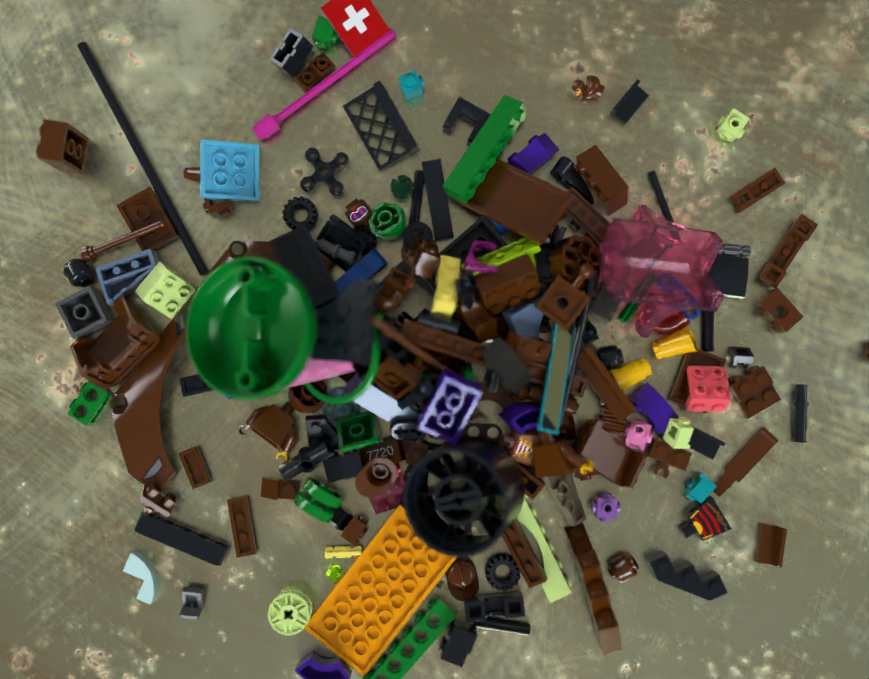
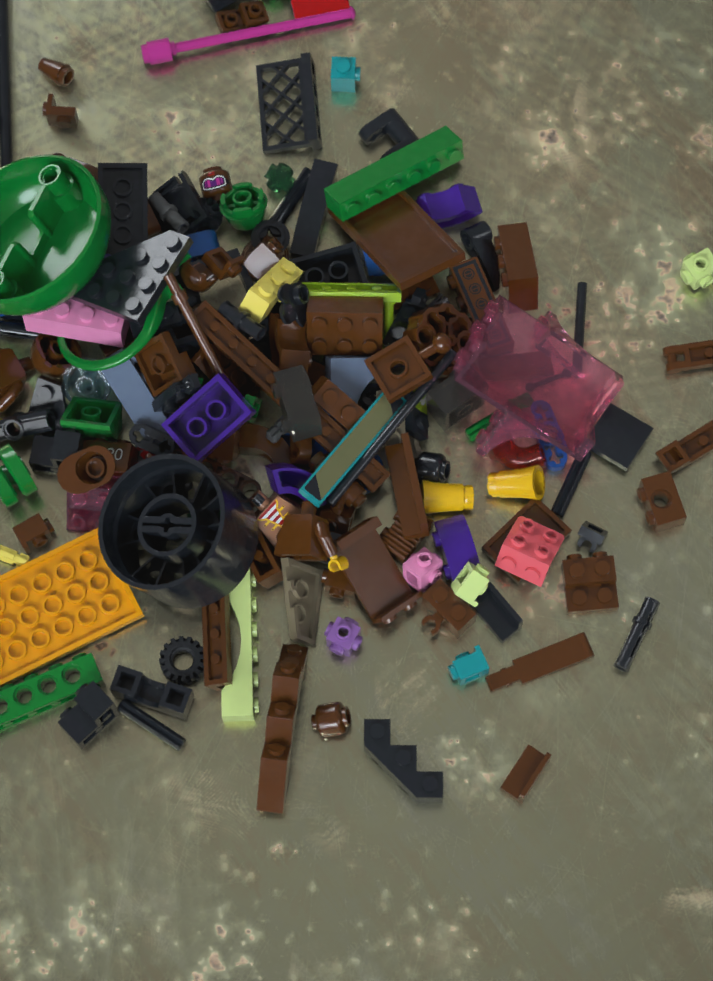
camera: 25 degrees right, 15 degrees down
(229, 171) = (92, 79): medium azure plate -> none
(300, 203) = (151, 147): black tyre -> none
(319, 166) = (194, 104): black gear -> none
(341, 518) = (20, 511): black slope -> none
(462, 578) = (132, 647): reddish brown piece -> none
(472, 264) = (326, 269): magenta helmet -> none
(590, 89) = (552, 163): reddish brown animal -> none
(629, 103) = (590, 196): black panel -> none
(705, 520) = (458, 707): torso -> none
(734, 249) = (638, 409): dark grey axle -> none

